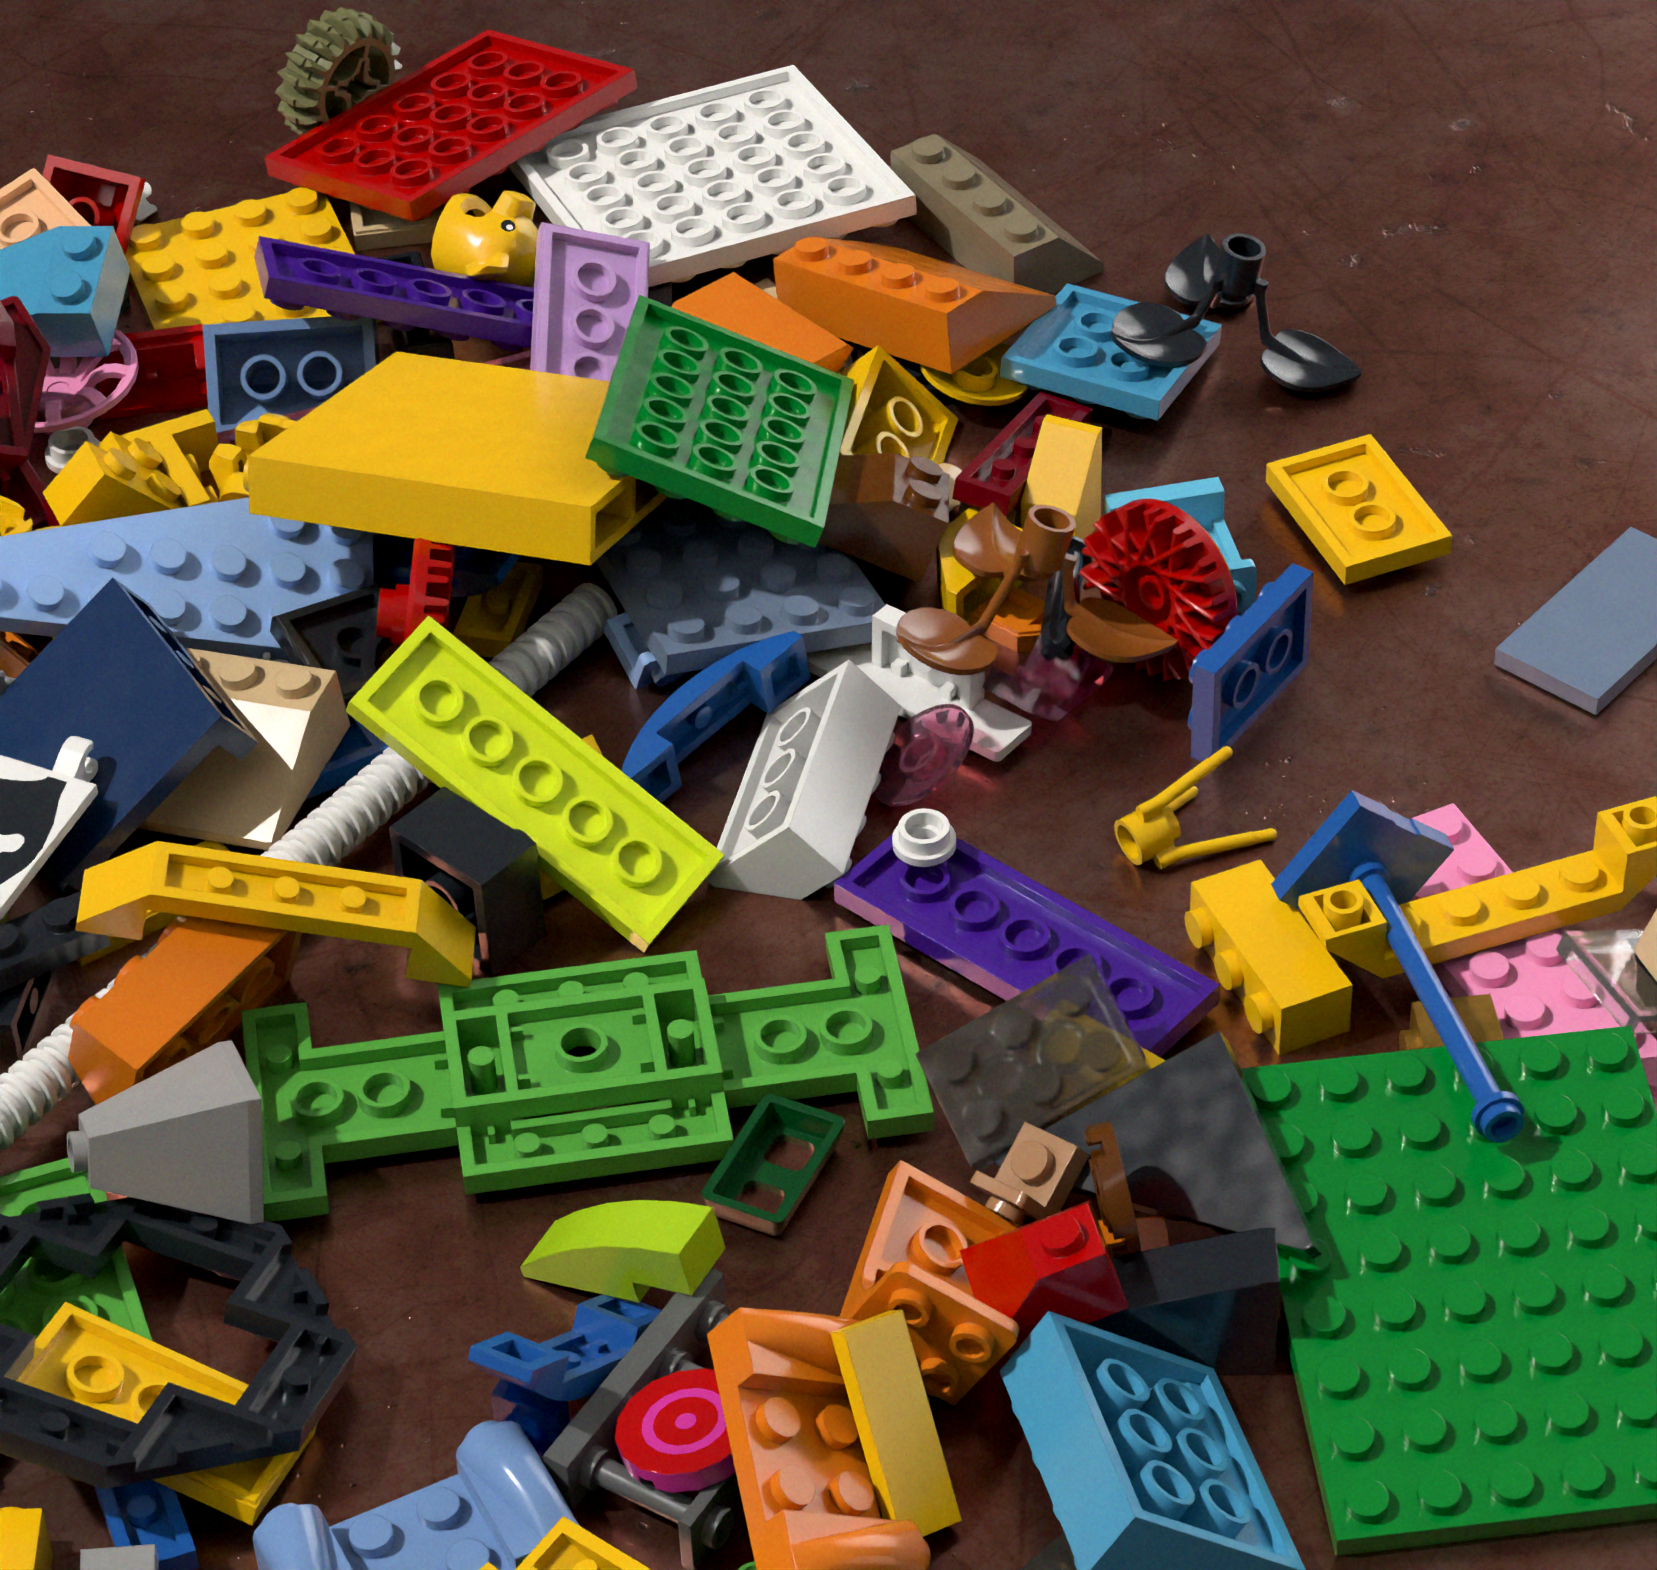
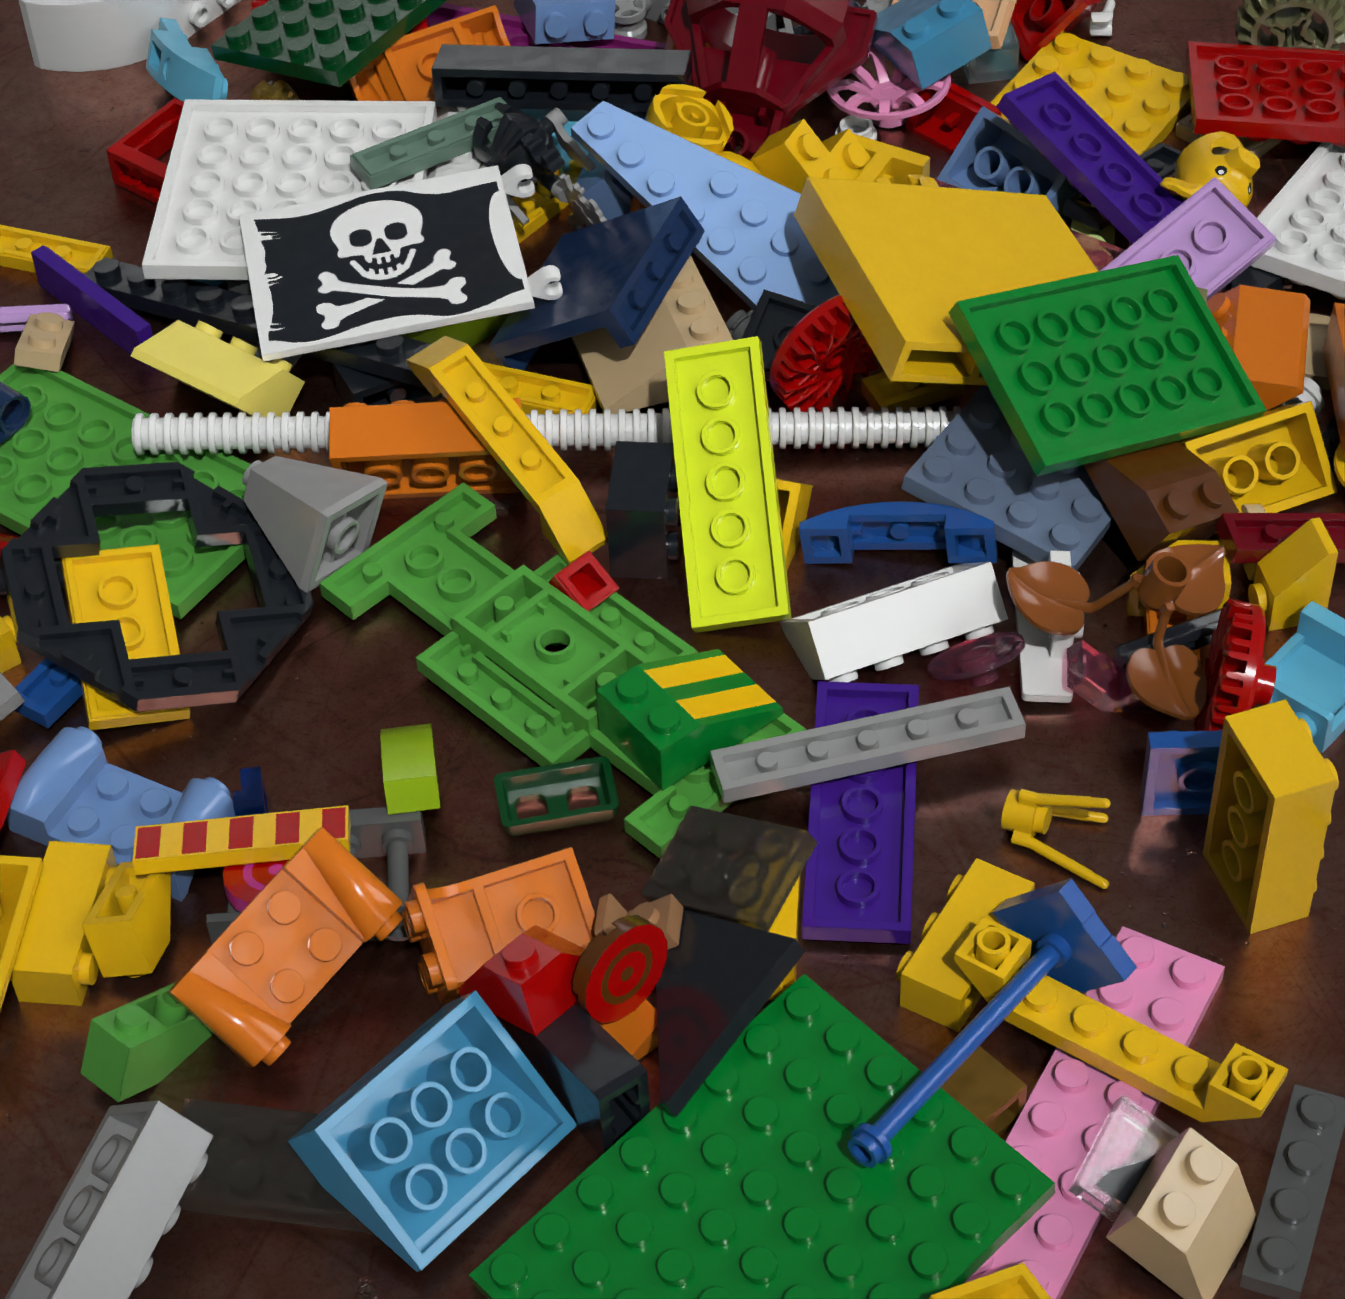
camera: 55 degrees right, 5 degrees up
(510, 978) = (585, 582): none -> red slope
(573, 1362) = (281, 787): blue slope -> none
(614, 1432) = (233, 839): none -> yellow tile
(790, 1000) = (679, 710): none -> green slope
(895, 1422) = (347, 974): yellow tile -> none
(924, 838) = (885, 695): white plate -> none
(969, 886) = (867, 744): none -> light grey plate
(1371, 644) = (1269, 815): none -> yellow brick

